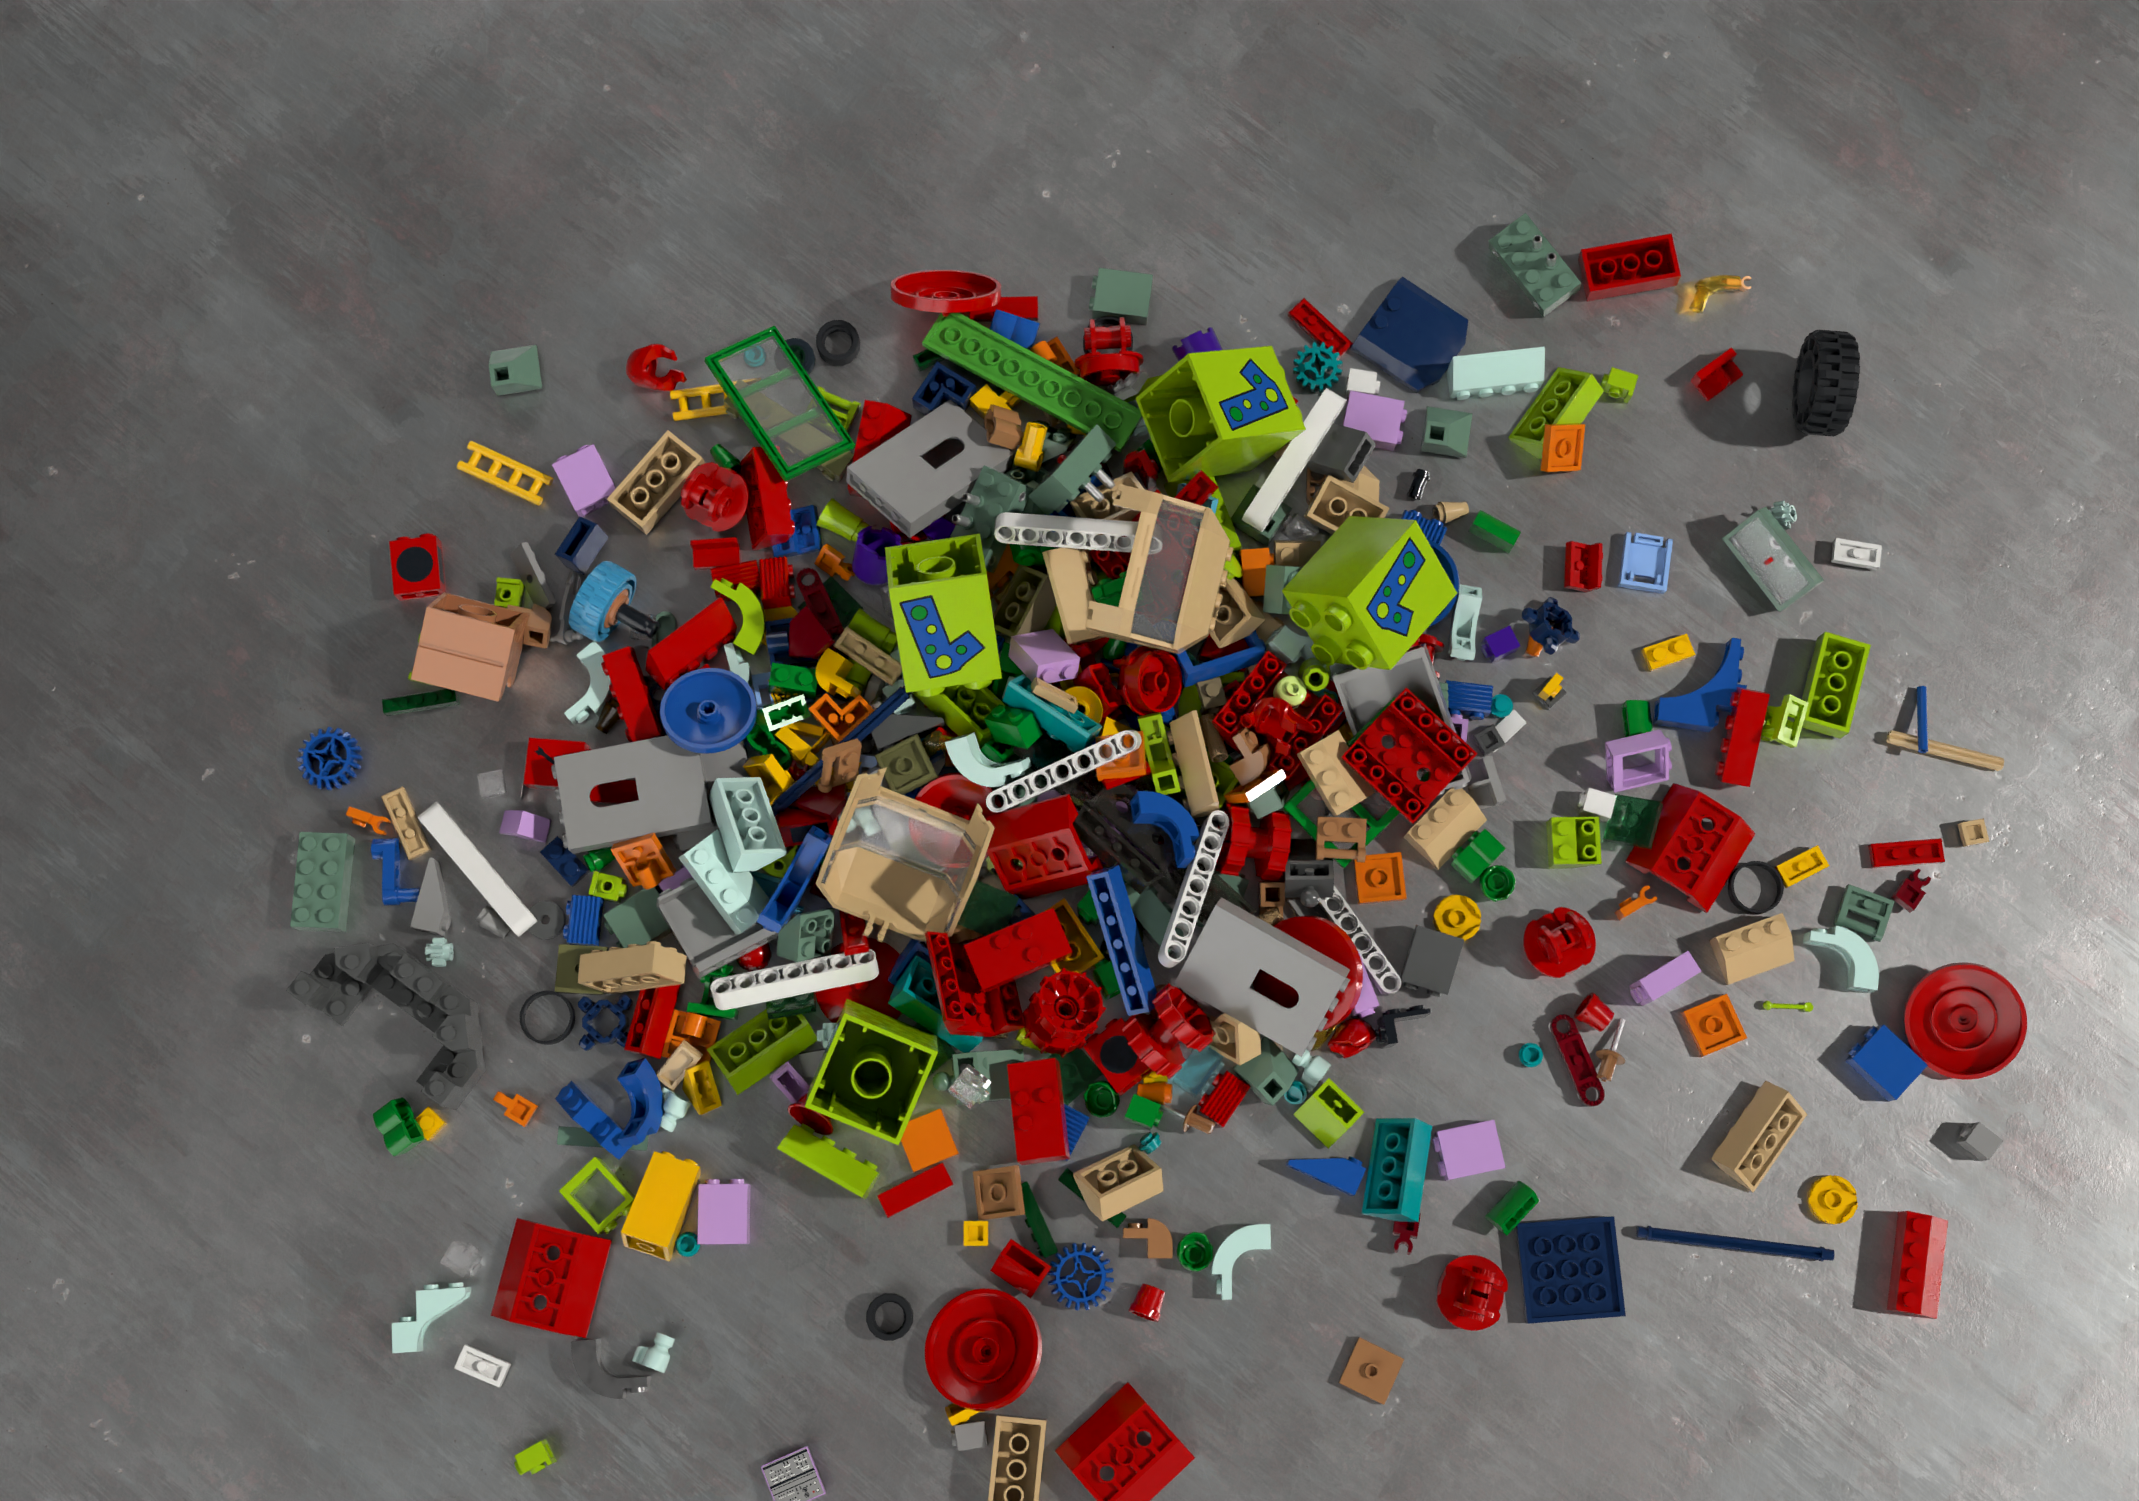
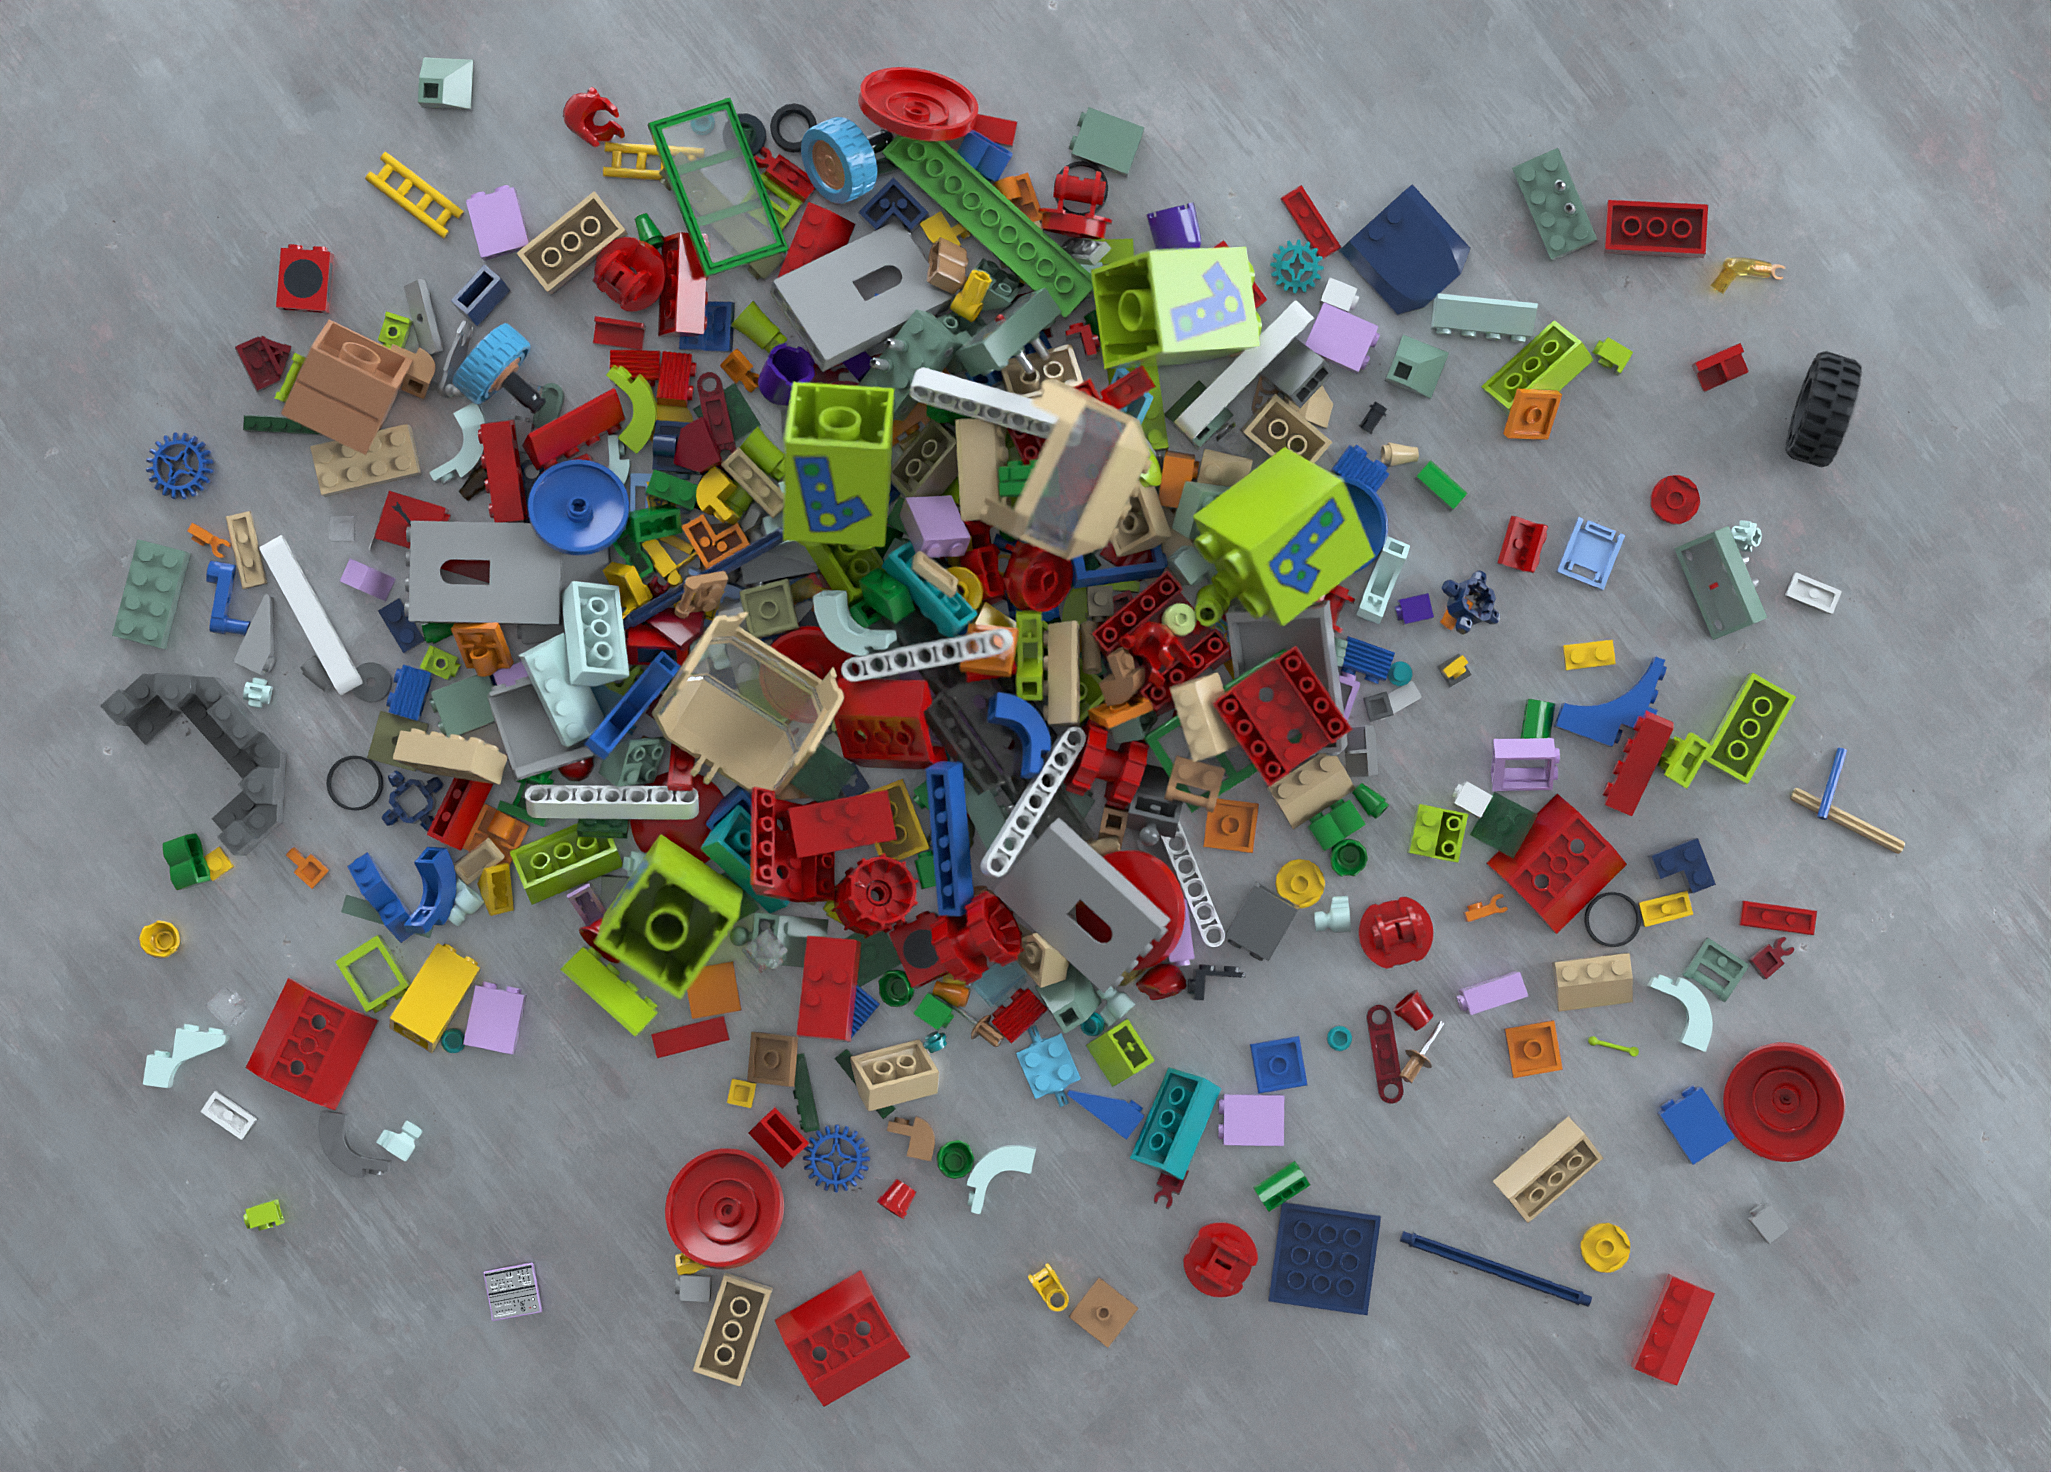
camera: 15 degrees right, 10 degrees up
(385, 1208) = (159, 939): none -> yellow hair
(392, 648) = (263, 361): none -> dark red slope
(492, 724) = (389, 459): none -> tan brick
(840, 384) = (785, 174): none -> red plate
(876, 1303) = (620, 1158): black tyre -> none
(886, 355) = (842, 158): none -> dark azure wheel
(1262, 1142) = (1048, 1066): none -> medium azure plate
(1313, 1357) = (1049, 1286): none -> yellow piece
(1479, 1093) = (1278, 1064): none -> blue tile
(1501, 942) = (1337, 919): none -> light aqua piece
(1504, 827) = (1371, 801): none -> green cone
(1708, 499) = (1675, 499): none -> red tile
(1811, 817) = (1688, 860): none -> dark blue brick
(1973, 832) = (1851, 912): tan plate -> none

